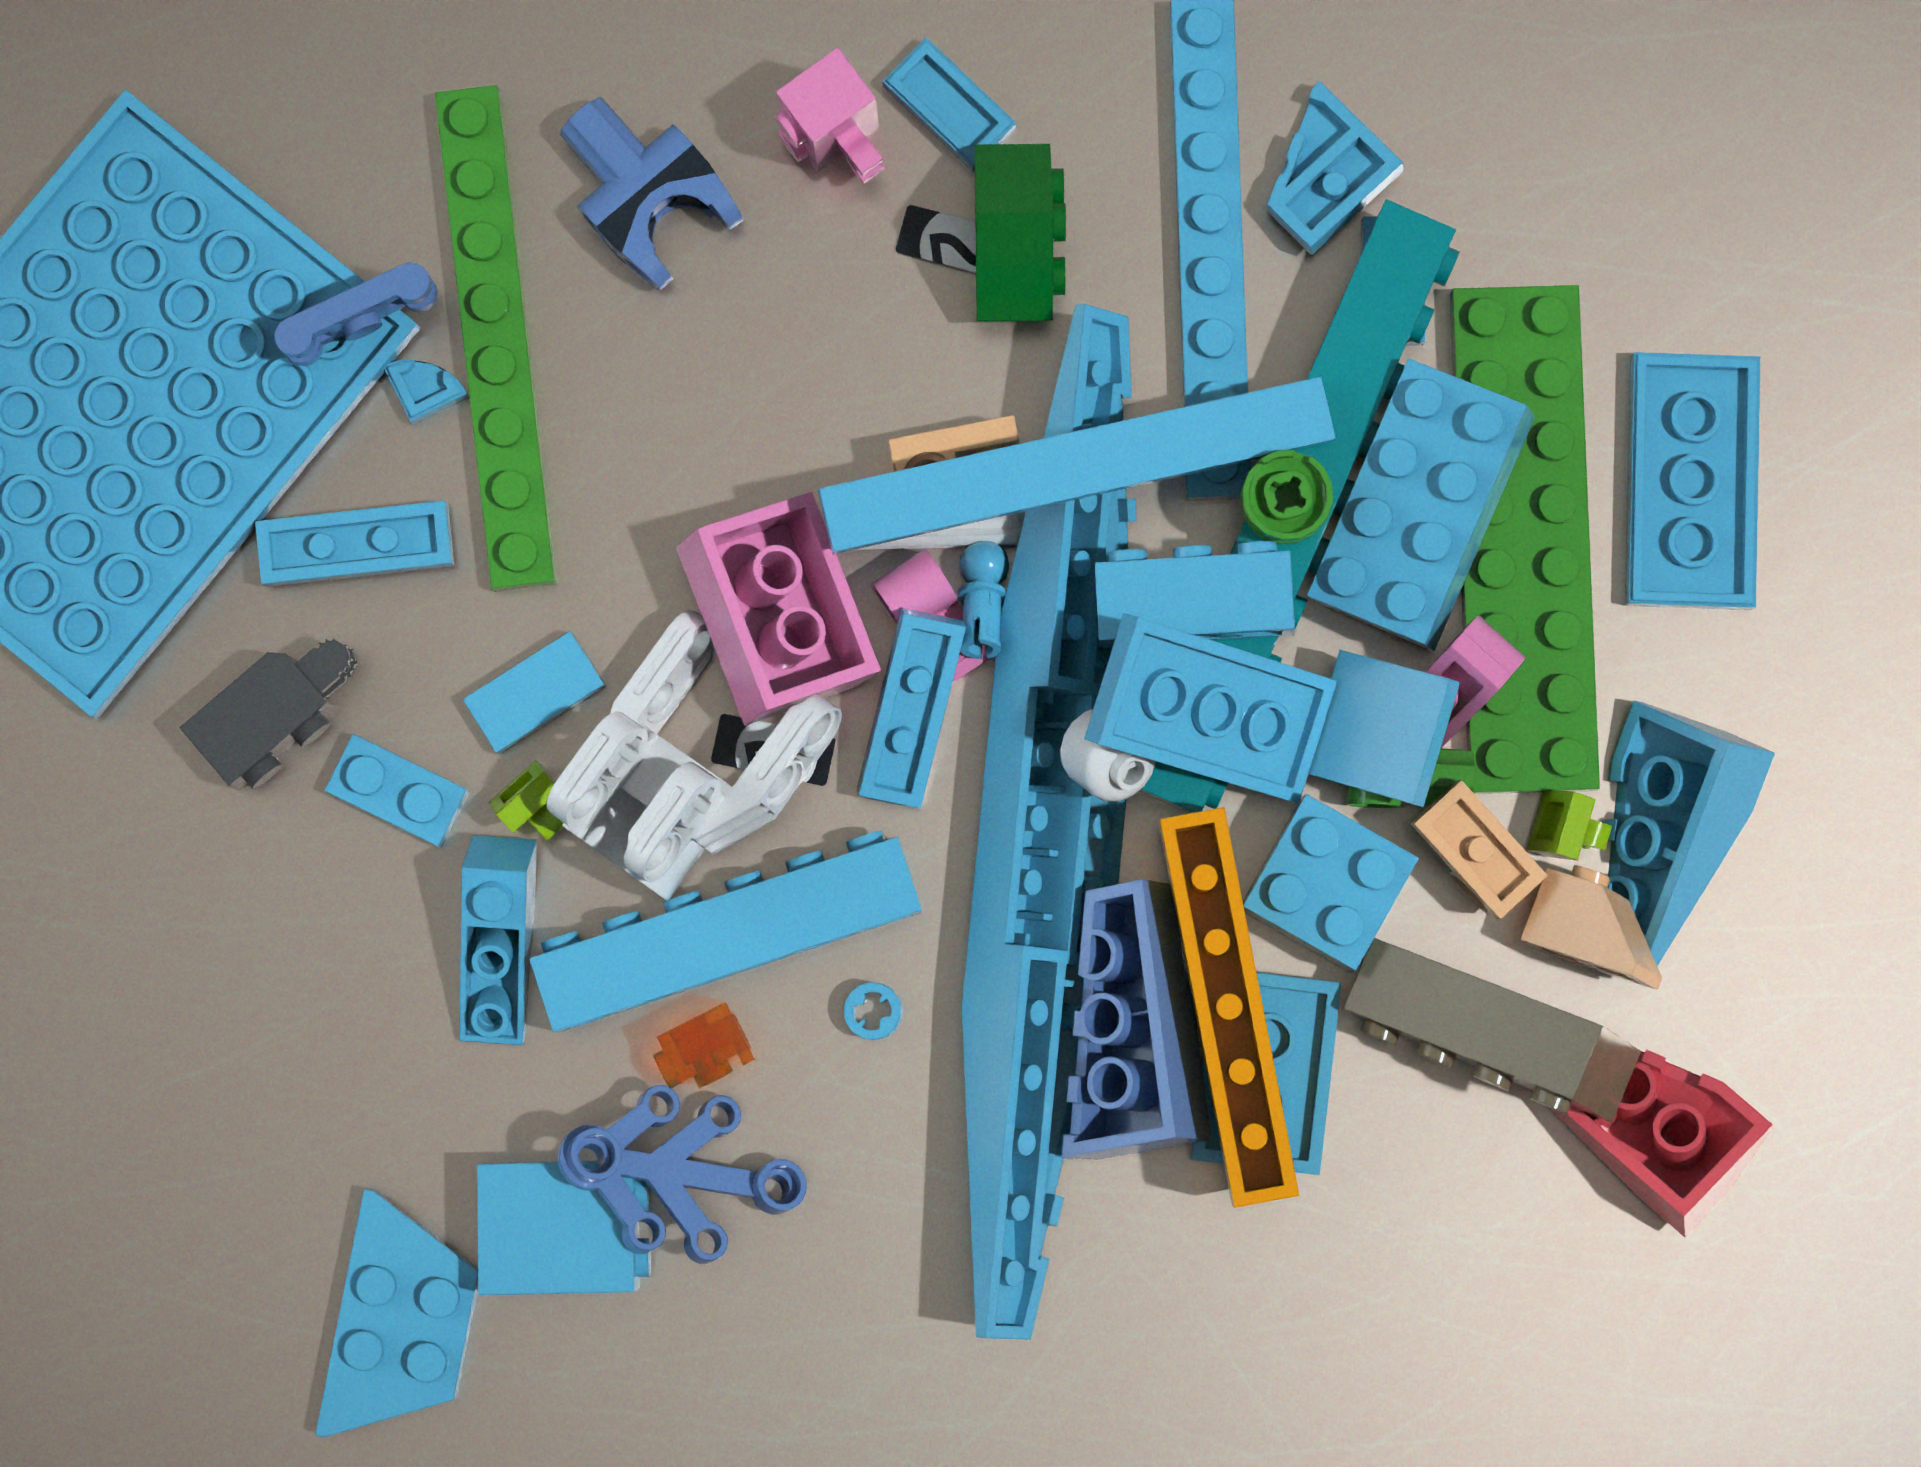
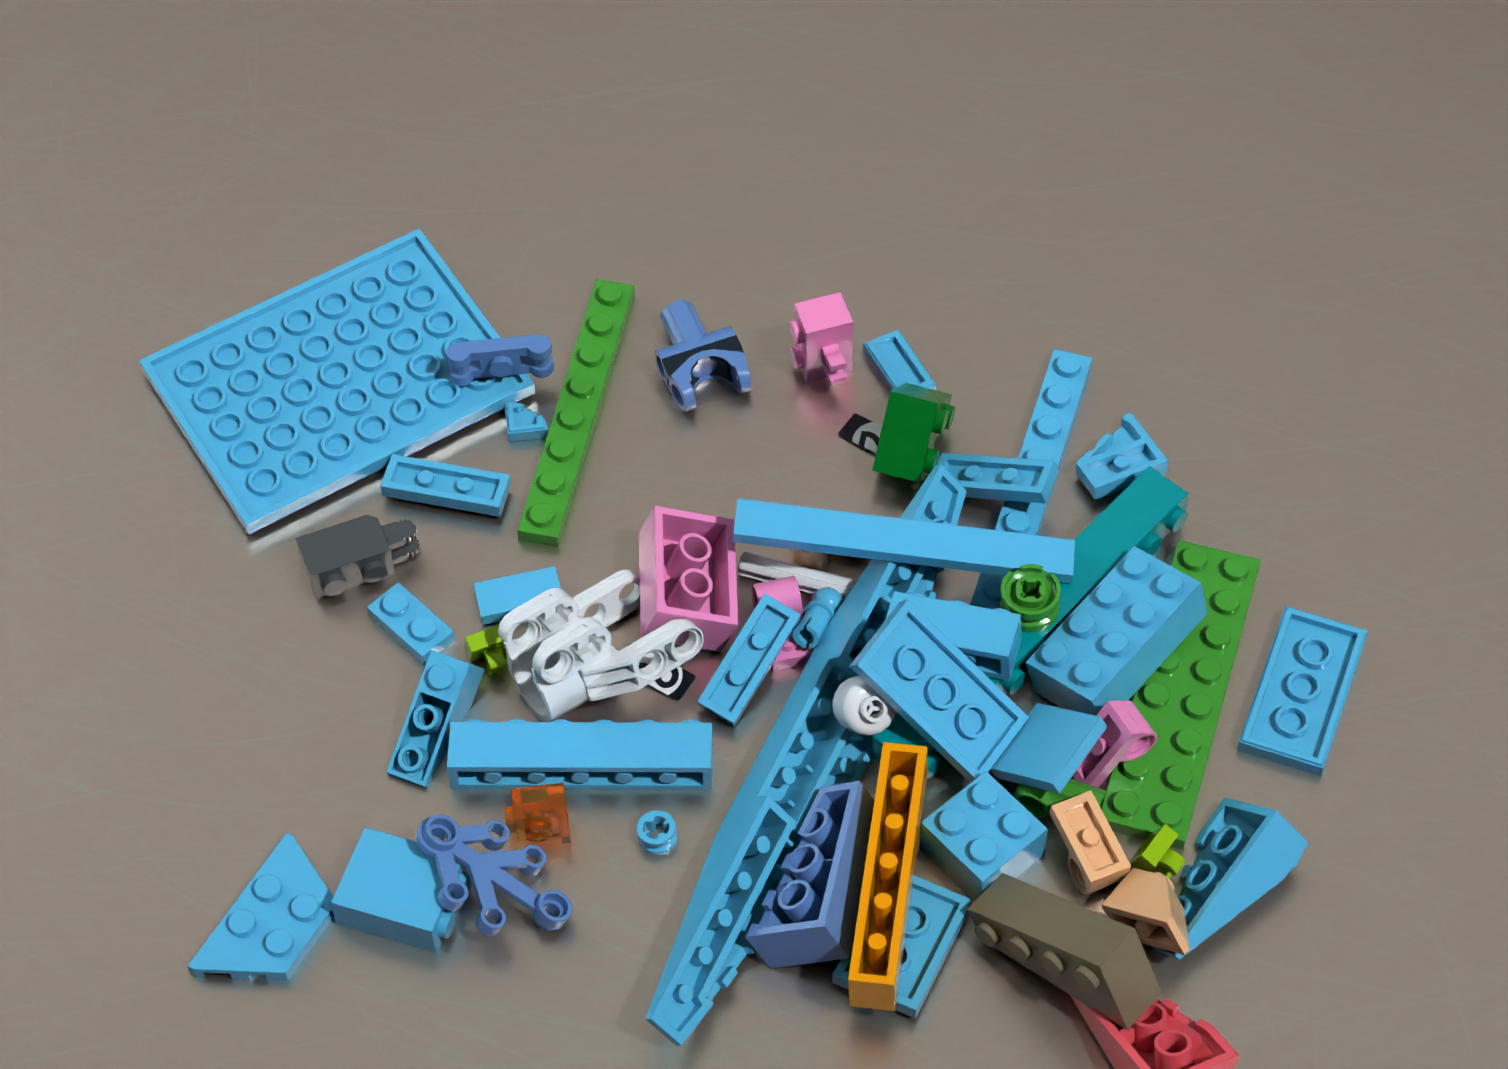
camera: 20 degrees right, 30 degrees down
(1162, 279) = (1002, 476): none -> medium azure plate

